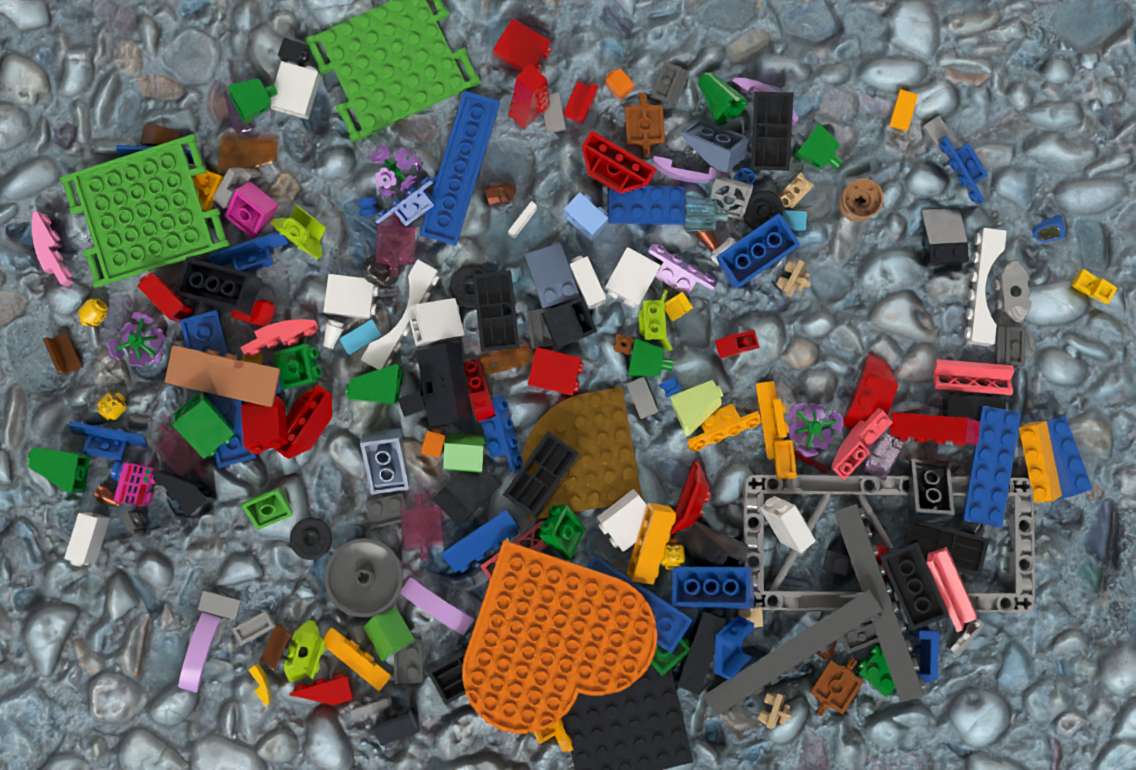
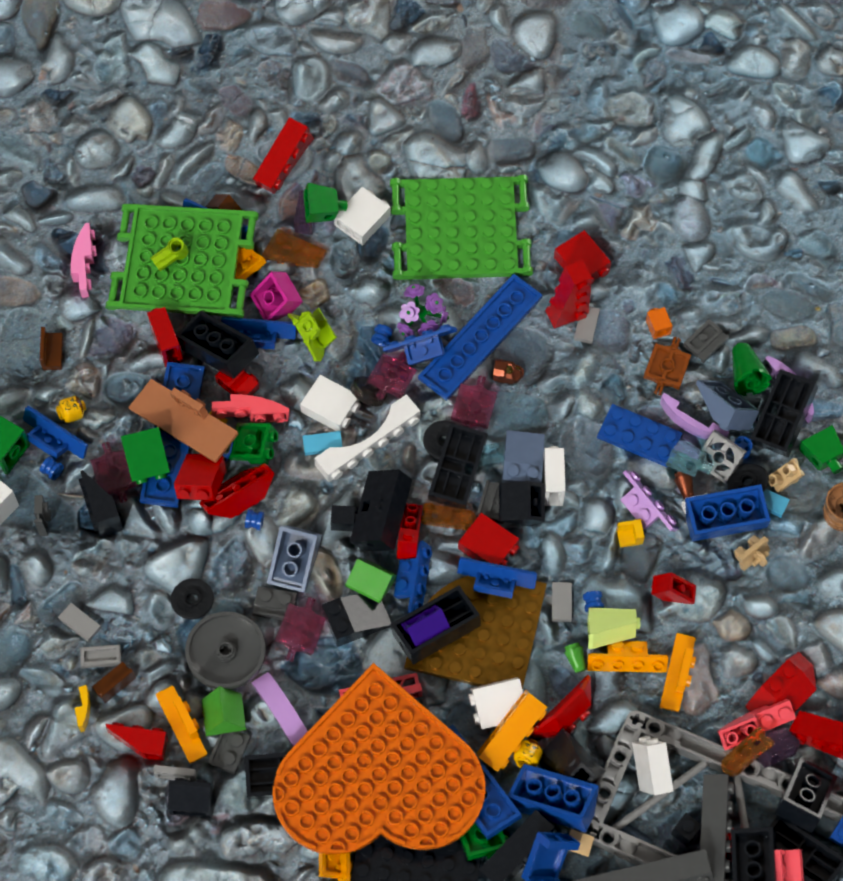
camera: 30 degrees right, 20 degrees down
(93, 312) = (94, 326): yellow head -> none
(106, 495) = (27, 484): copper cone -> none
(129, 216) = (169, 255): none -> lime piece
(133, 335) = (121, 359): medium lavender plant -> none
(135, 485) = (59, 482): dark pink slope -> none
(190, 59) = (283, 155): none -> red wedge
(198, 652) = (37, 656): lavender slope -> none
(233, 180) = (274, 262): light grey slope -> none
(267, 508) = (166, 552): bright green slope -> none
(293, 51) = (376, 183): black brick -> none
(309, 637) = (123, 708): lime piece -> none
(332, 332) = (299, 427): white cone -> none
(332, 440) = (254, 520): none -> blue wheel
(377, 386) = (318, 486): green slope -> none
(434, 443) = (345, 560): orange brick -> none
(435, 322) = (398, 451): white brick -> none
(480, 541) = (349, 661): blue slope -> none
(484, 241) = (474, 405): none -> clear pink plate
(522, 220) = (518, 401): white tile -> none
(535, 483) = (426, 625): none -> dark purple panel
(562, 530) = (432, 683): green plate -> none
(576, 407) = (496, 578): none -> blue bracket
(580, 102) = (616, 325): red panel -> none
(586, 216) = (578, 418): light blue brick -> none
(615, 165) = (624, 386): red wedge -> none
(627, 340) = (565, 552): dark orange plate -> none
(632, 278) = (598, 491): white brick -> none
(647, 360) = (581, 569): green torso -> none
(652, 321) = (601, 534): lime piece -> none
(676, 445) = (575, 656): none -> bright green cone
(784, 459) = (675, 709): light orange tile -> none
(814, 462) = (698, 725): red piece -> none
(818, 436) = (719, 686): medium lavender plant -> none
(864, 478) = (746, 752): none -> clear orange plate

